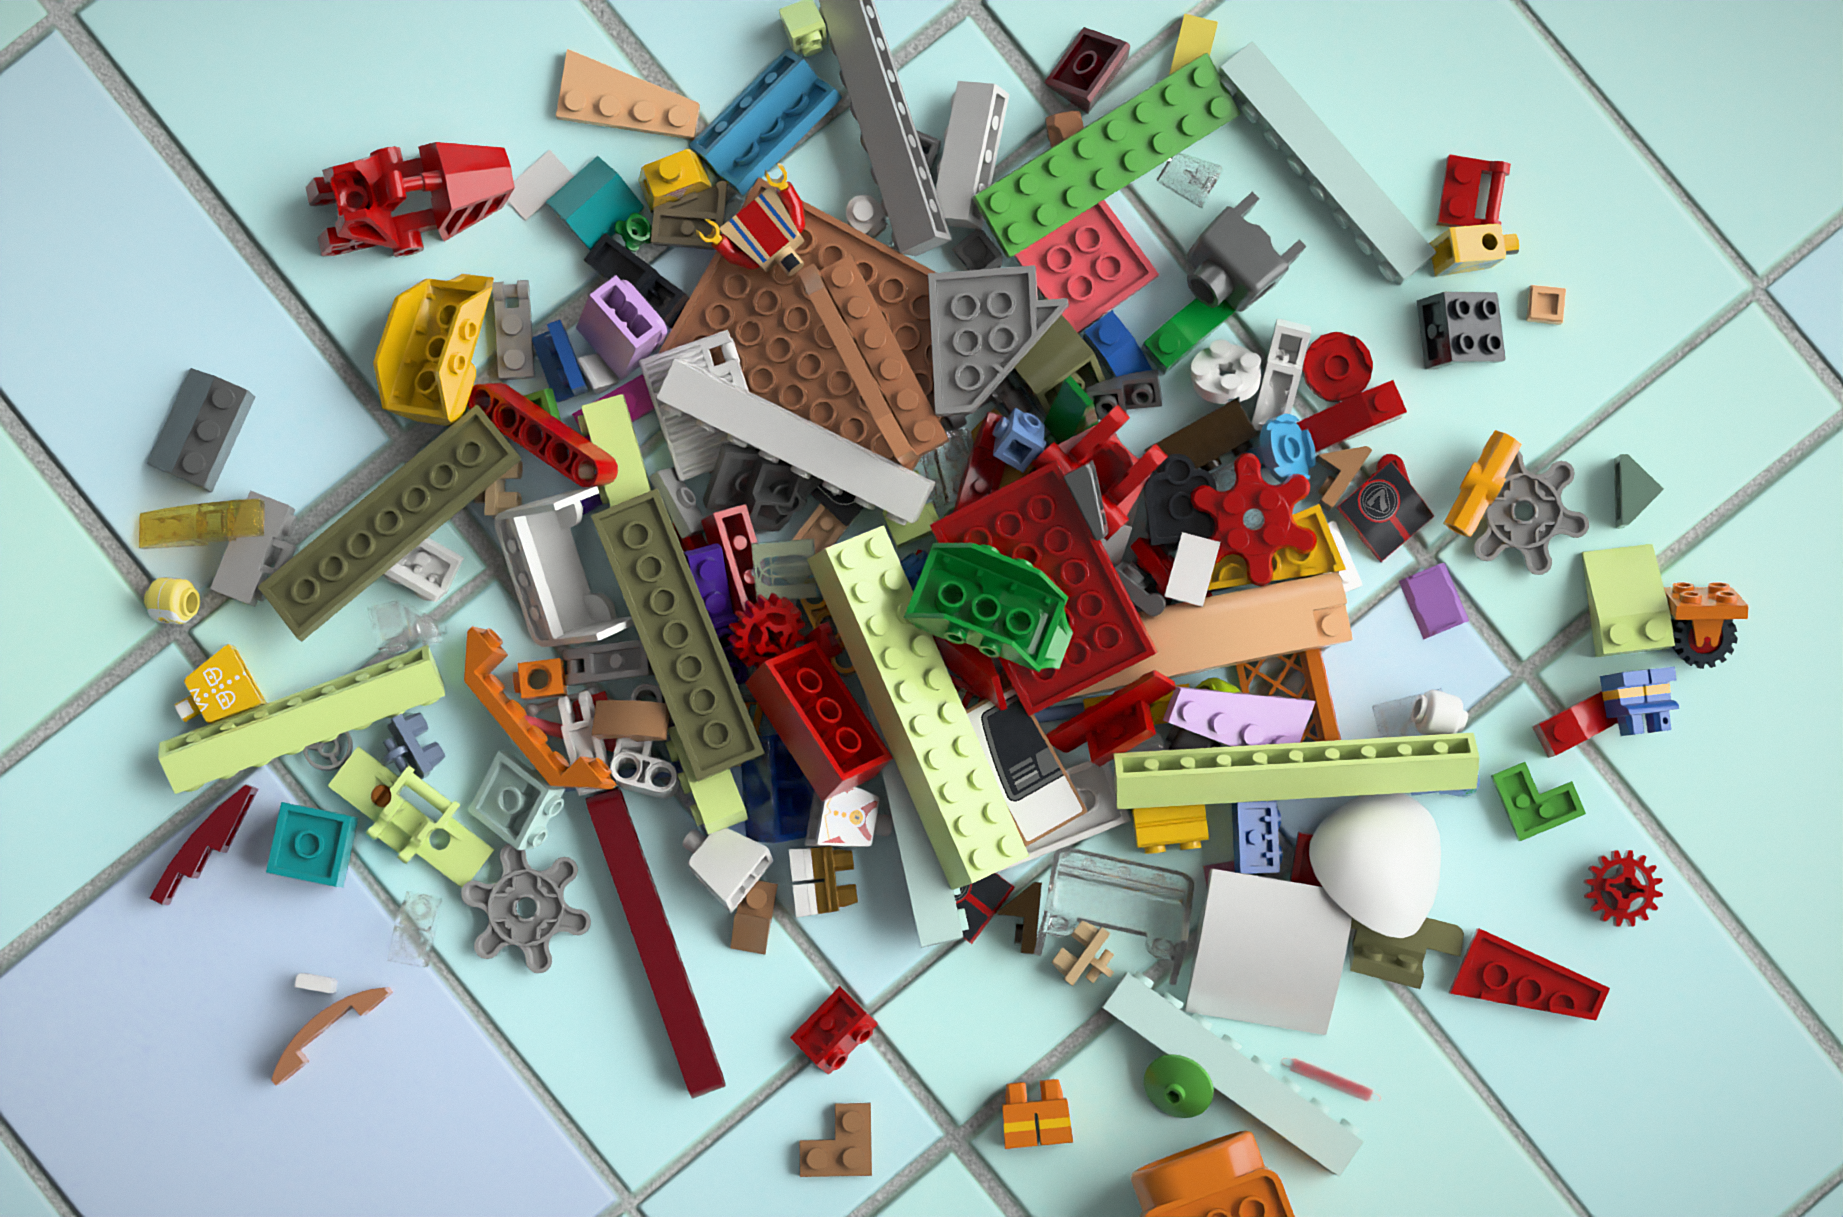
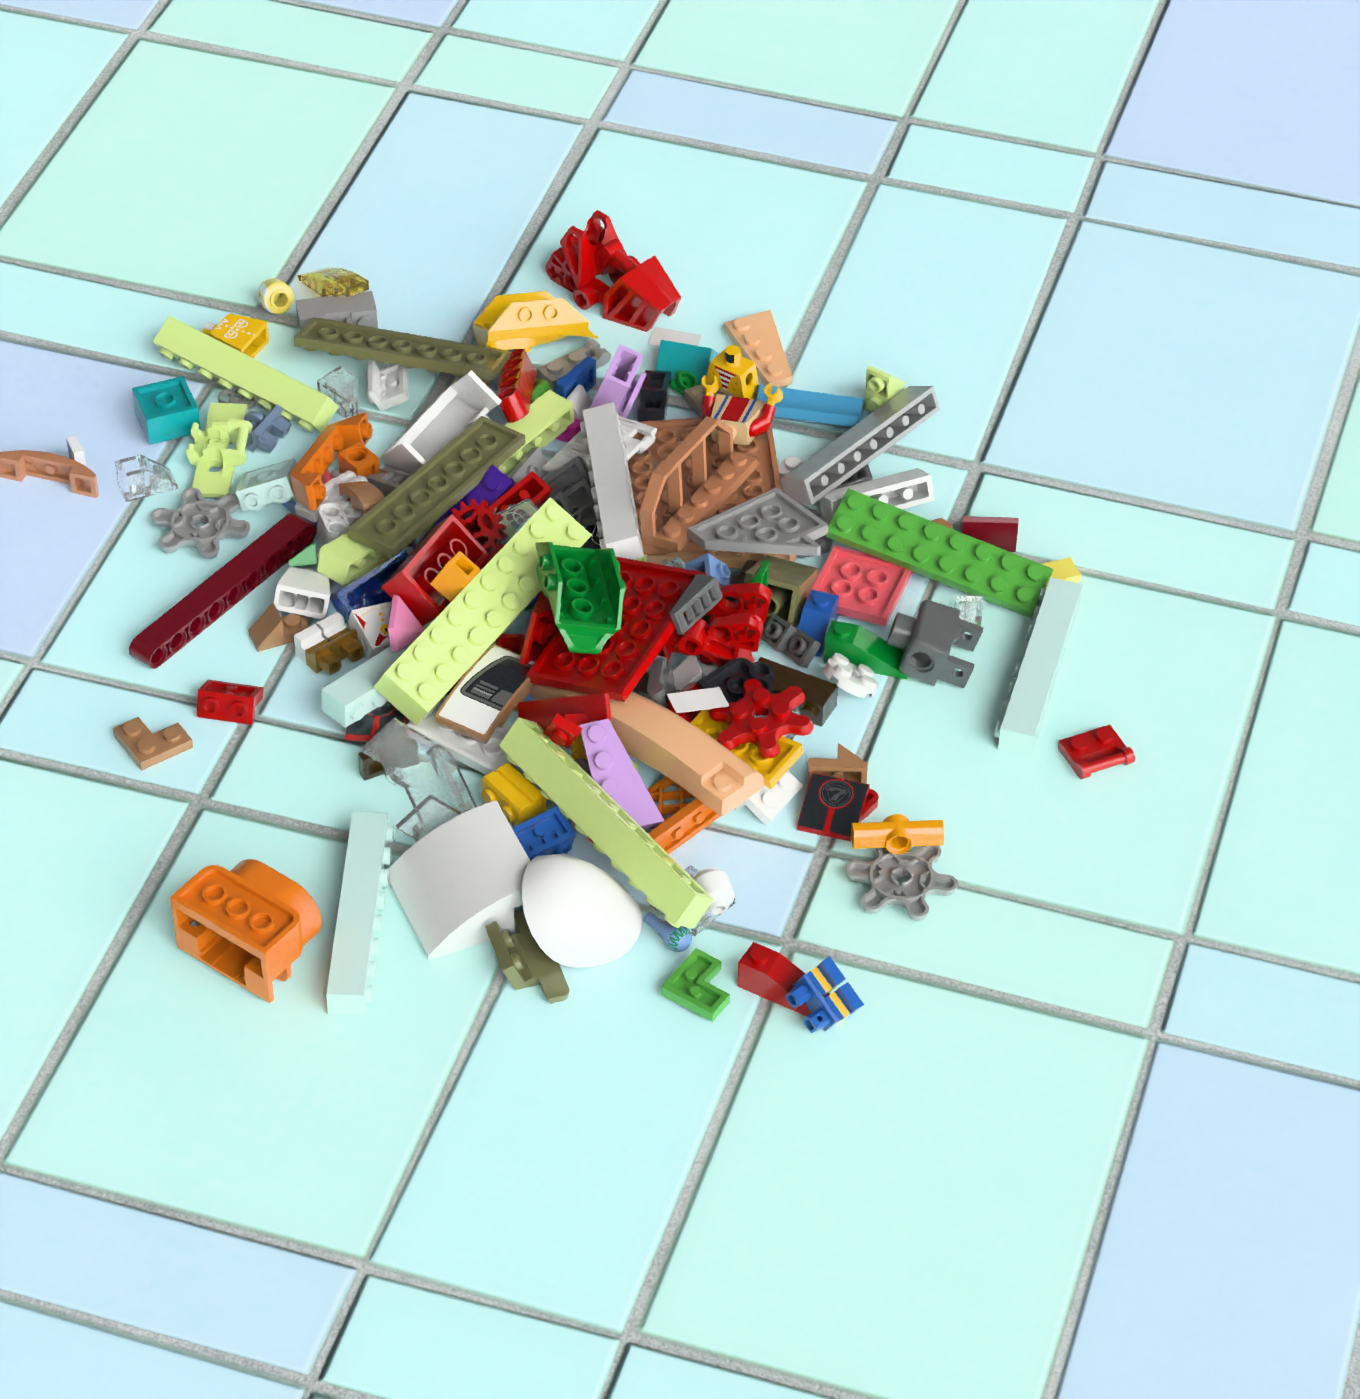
camera: 55 degrees right, 40 degrees down
(201, 429) = (396, 268): dark grey slope -> none
(214, 833) = (125, 370): dark red slope -> none
(668, 834) = (305, 556): none -> slope
(874, 721) = (455, 576): none -> light orange brick
(885, 805) = (402, 625): none -> bright pink slope
(1020, 1116) = (243, 824): orange hips -> none
(1073, 967) = (383, 797): tan hips -> none
(1161, 744) = (562, 731): none -> red plate
(1186, 1078) = (328, 881): bright green dish -> none
(1281, 371) = (876, 707): white slope -> none
(1285, 448) = (831, 723): dark azure tile -> none
(1337, 366) = (910, 741): red tile -> none
(1355, 416) = (889, 760): red slope -> none
(1358, 1087) = (397, 979): coral piece -> none
(1433, 600) = (796, 869): medium lavender piece -> none
(1460, 329) = (1000, 786): black bracket -> none
(1471, 248) = (1055, 756): yellow torso -> none
(1517, 977) = (559, 1041): red wing -> none
(1546, 304) = (1058, 826): light nougat tile -> none
(1619, 902) = (673, 1063): red gear -> none
(1626, 601) = (886, 967): yellowish green slope -> none
(1633, 490) = (968, 929): sand green slope -> none
(1704, 621) = (909, 1009): orange plate -> none

